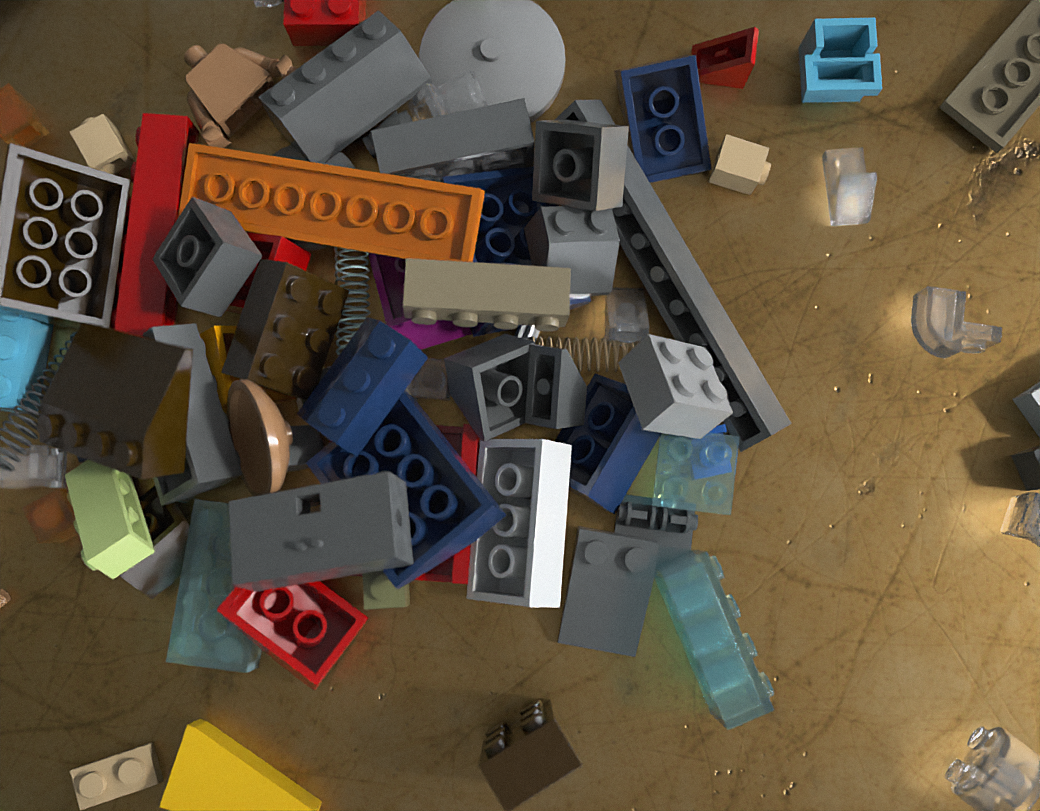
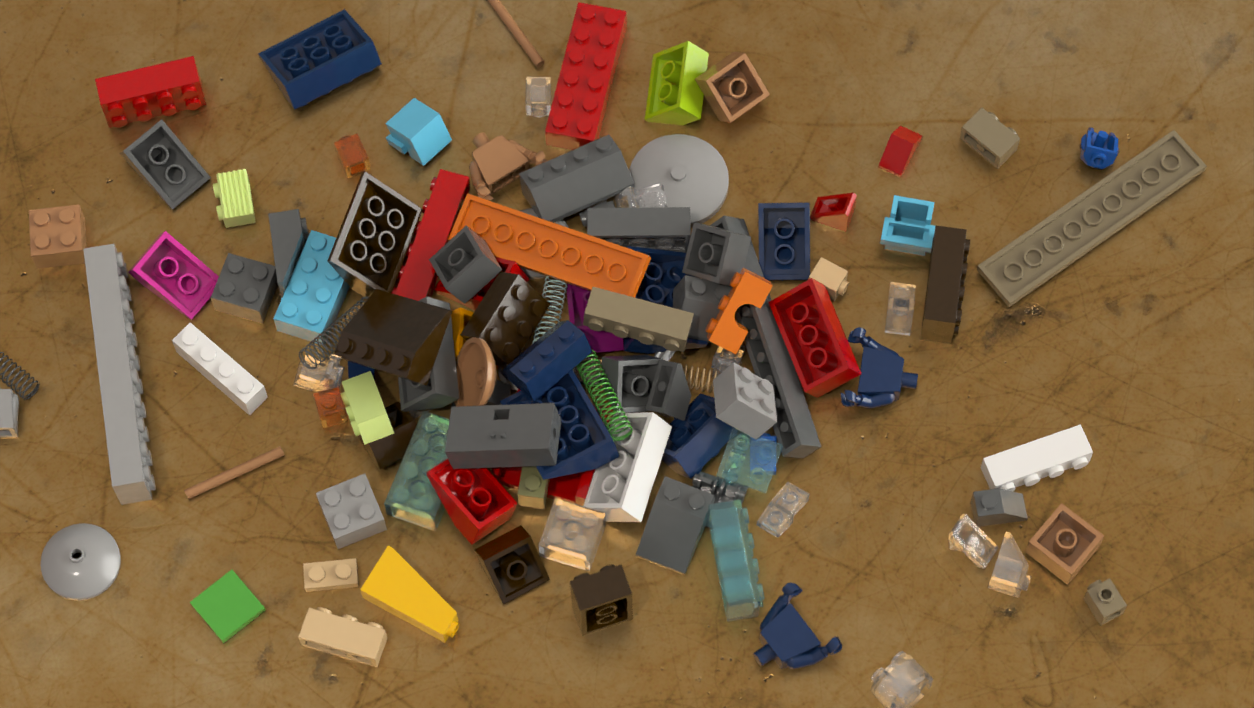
camera: 15 degrees right, 15 degrees down
(100, 62) = (418, 131): none -> medium azure plate
(103, 145) = (407, 183): tan brick -> none
(121, 675) = (351, 511): none -> light grey brick
(379, 704) = (512, 564): none -> dark brown slope
(458, 640) = (572, 534): none -> clear brick
(466, 431) = (604, 399): none -> bright green piece
(639, 212) = (746, 289): none -> orange arch
(746, 259) = (814, 338): none -> red brick
(756, 530) = (782, 508): none -> clear slope
(814, 731) = (788, 636): none -> dark blue torso
(845, 294) = (880, 374): none -> dark blue torso
(913, 139) = (945, 284): none -> dark brown brick
(940, 324) = (940, 411): clear brick -> none

